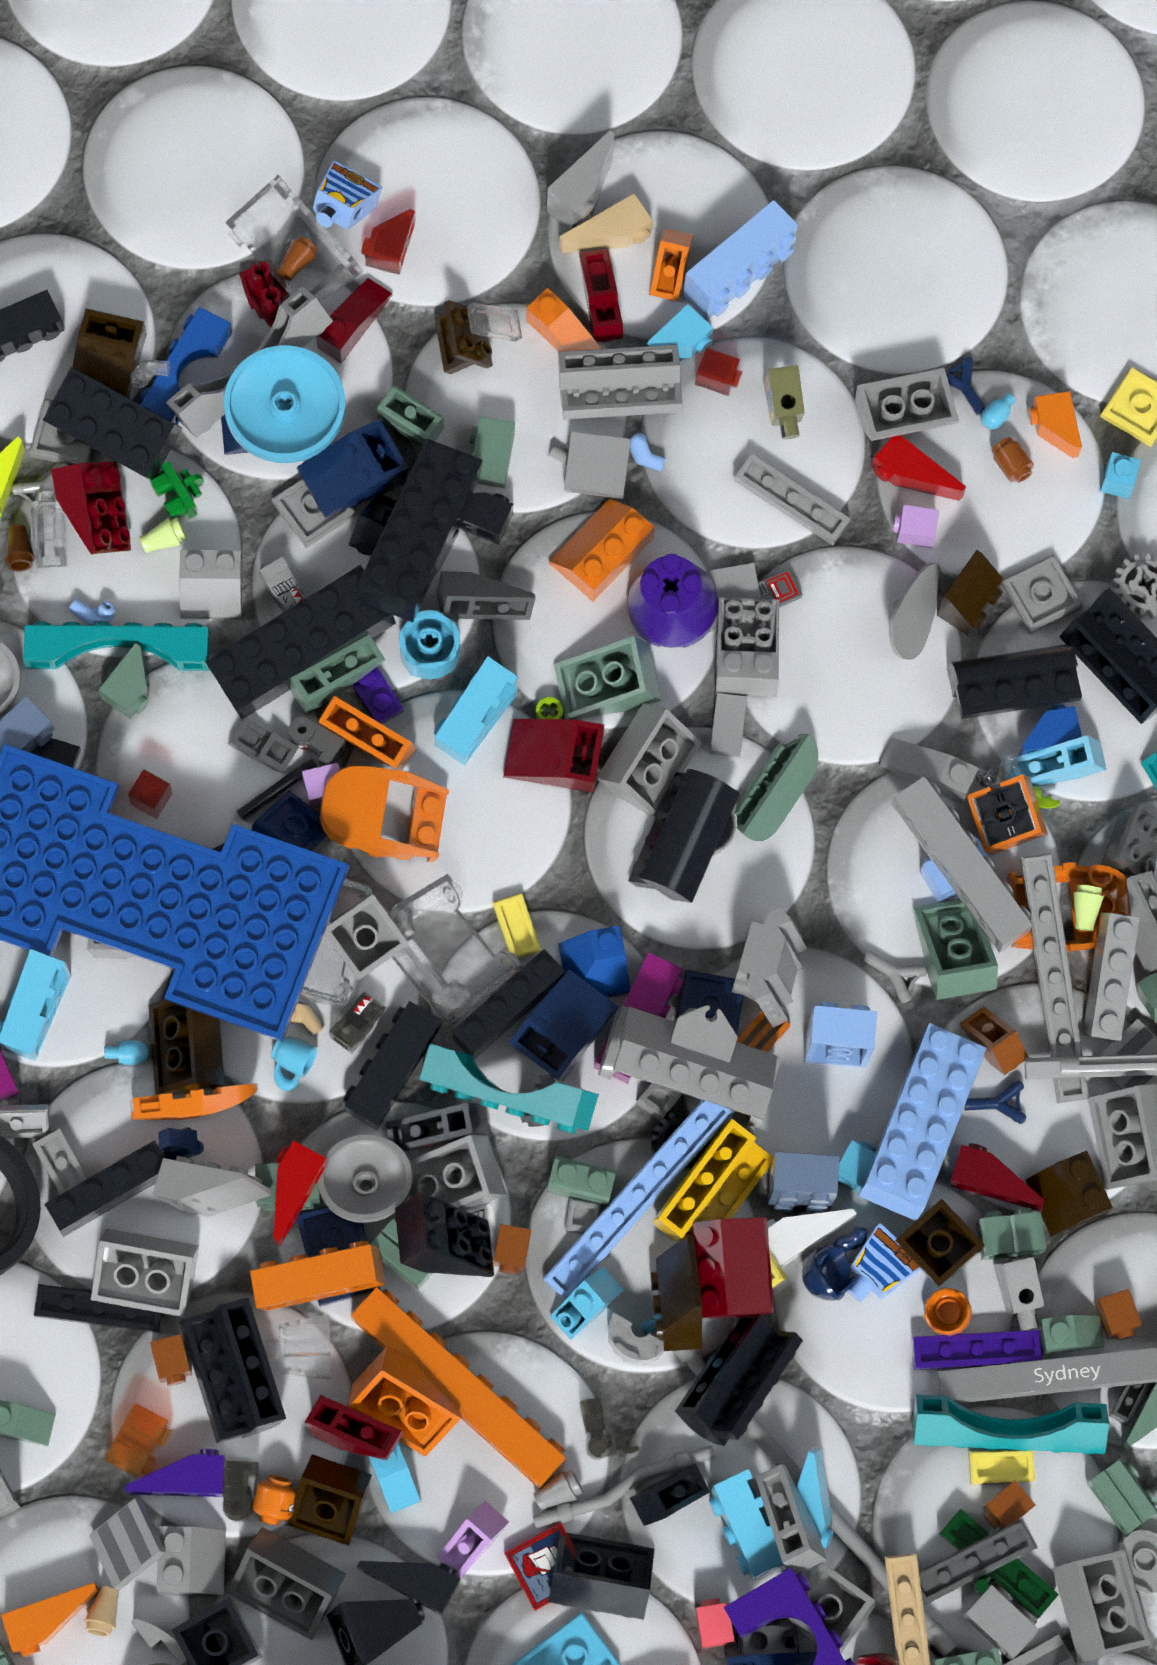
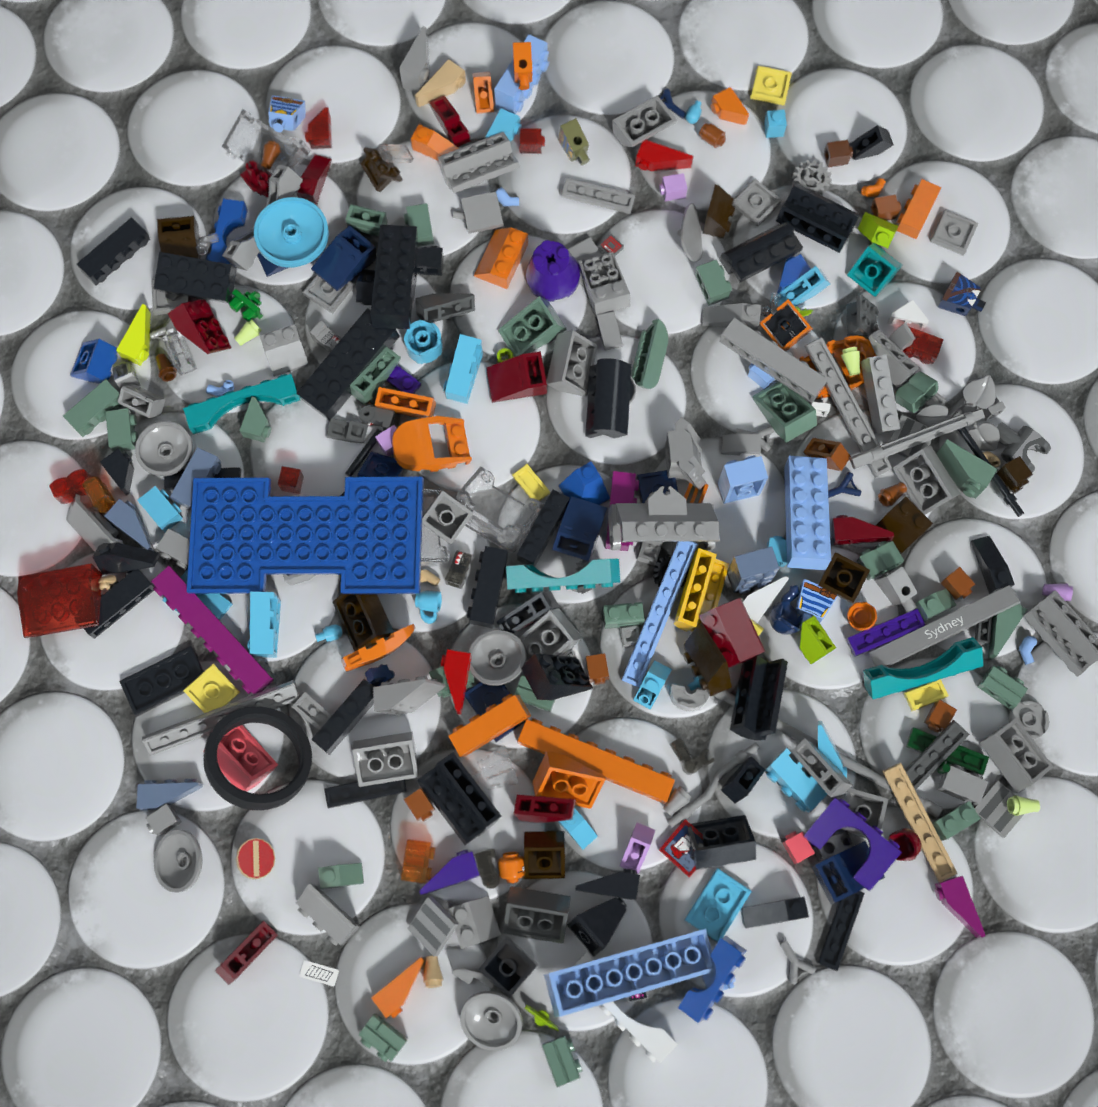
camera: 15 degrees left, 0 degrees up
(745, 246) = (522, 64): none -> orange torso
(859, 1323) = (814, 640): none -> lime slope
(866, 977) = (741, 443): none -> light grey slope
(920, 703) = (712, 282): none -> sand green brick
(1010, 965) = (822, 409): none -> white tile
(1069, 1139) = (891, 494): none -> dark orange cone

